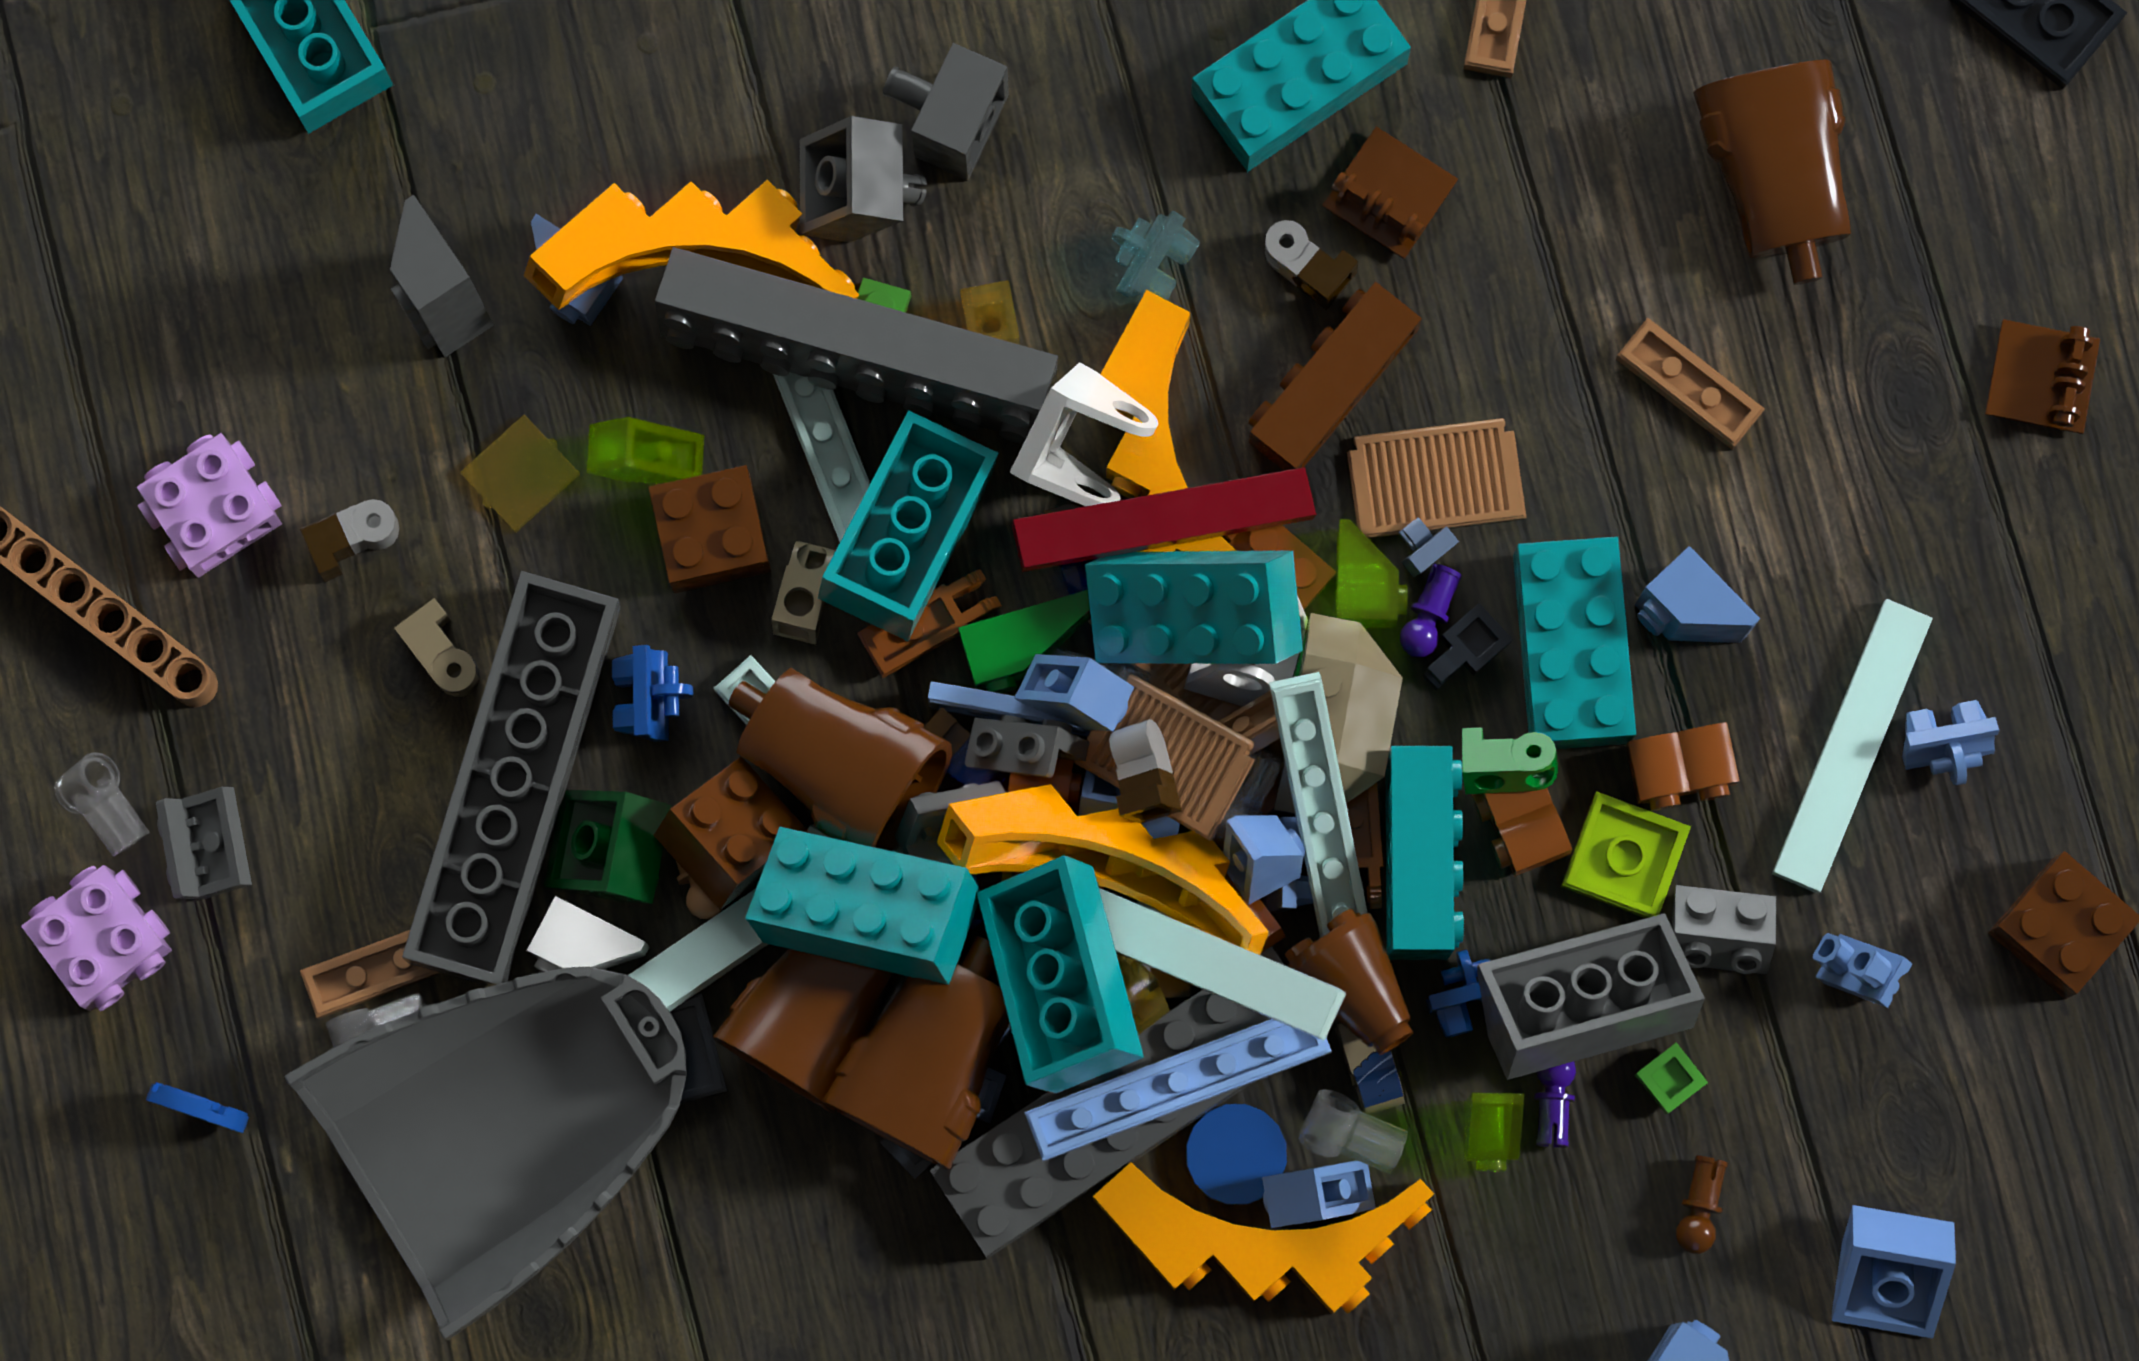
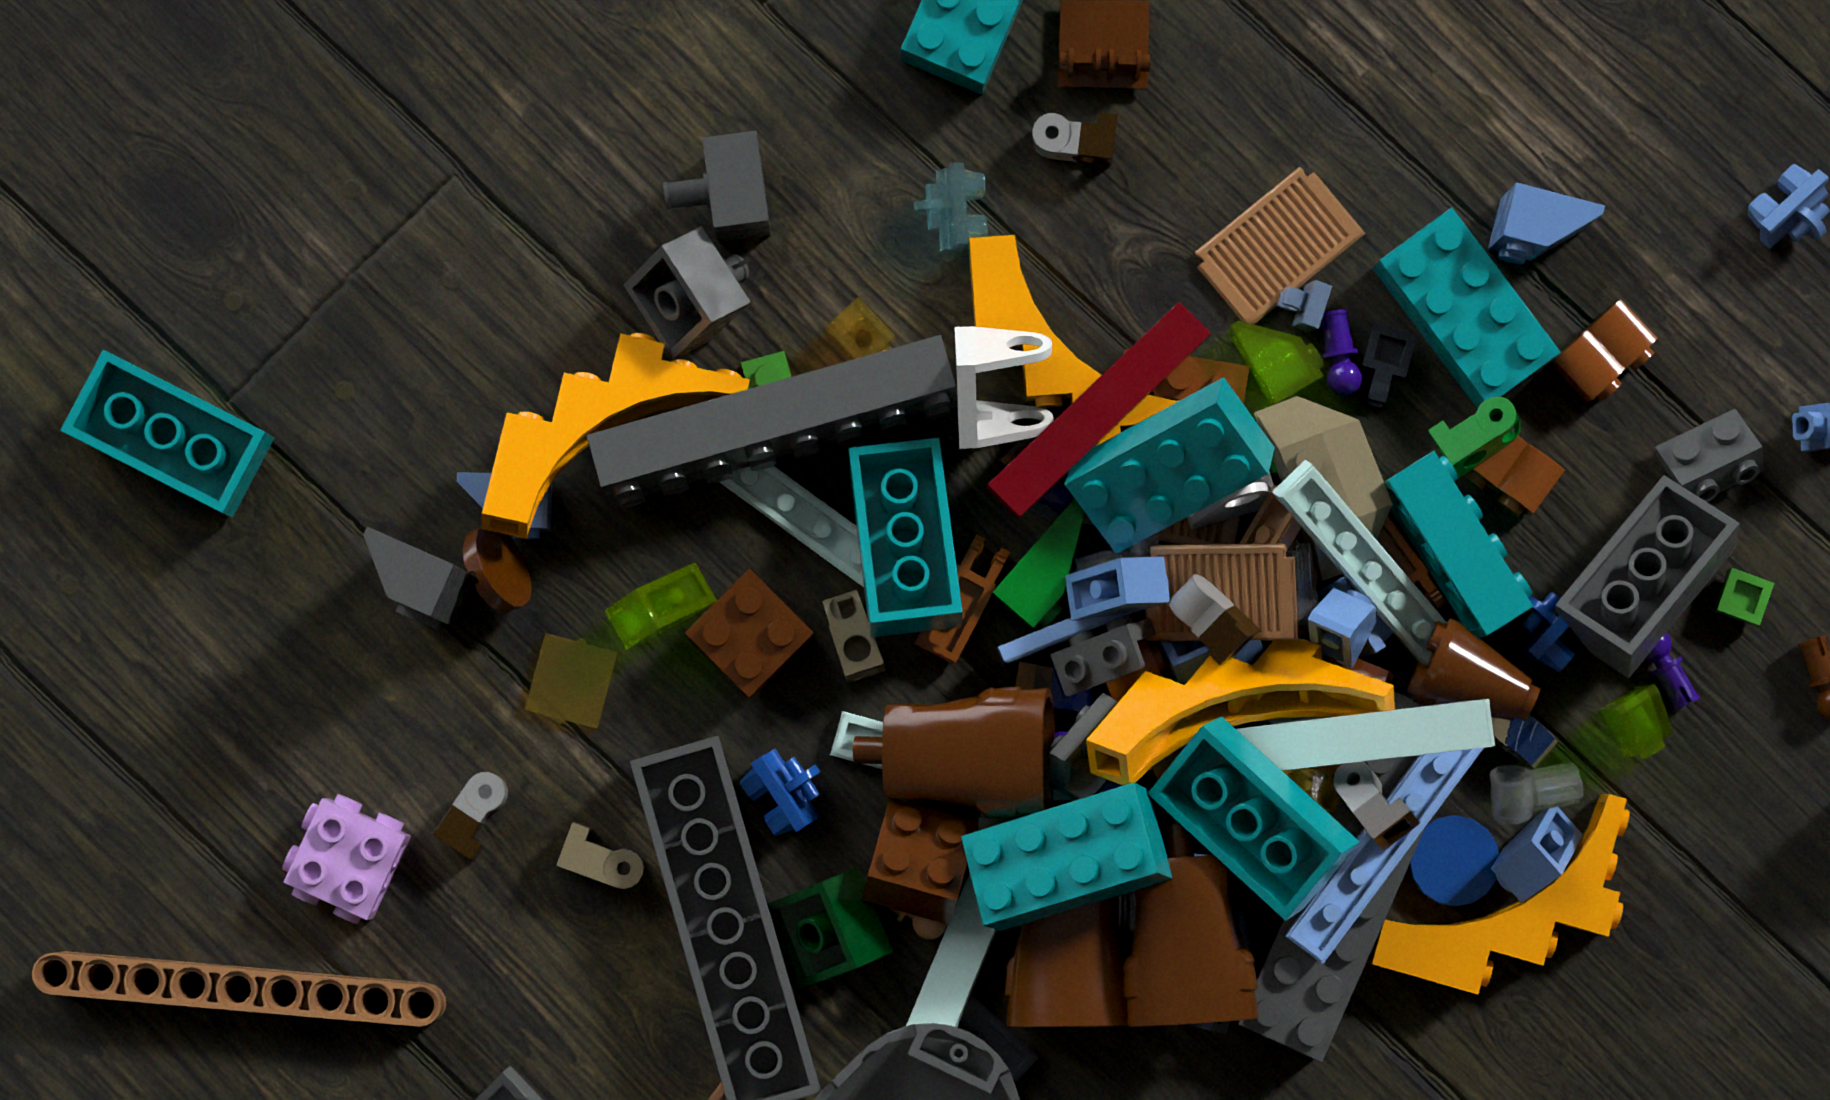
camera: 40 degrees left, 5 degrees up
(517, 324) = (499, 568): none -> reddish brown tile
(580, 939) = (855, 1016): white slope -> none
(1180, 1024) = (1364, 797): none -> leg
(1334, 379) = (1154, 217): reddish brown brick -> none
(1625, 856) = (1603, 448): lime tile -> none
(1690, 383) = (1424, 51): medium nougat tile -> none
(1852, 746) = (1719, 256): light aqua tile -> none

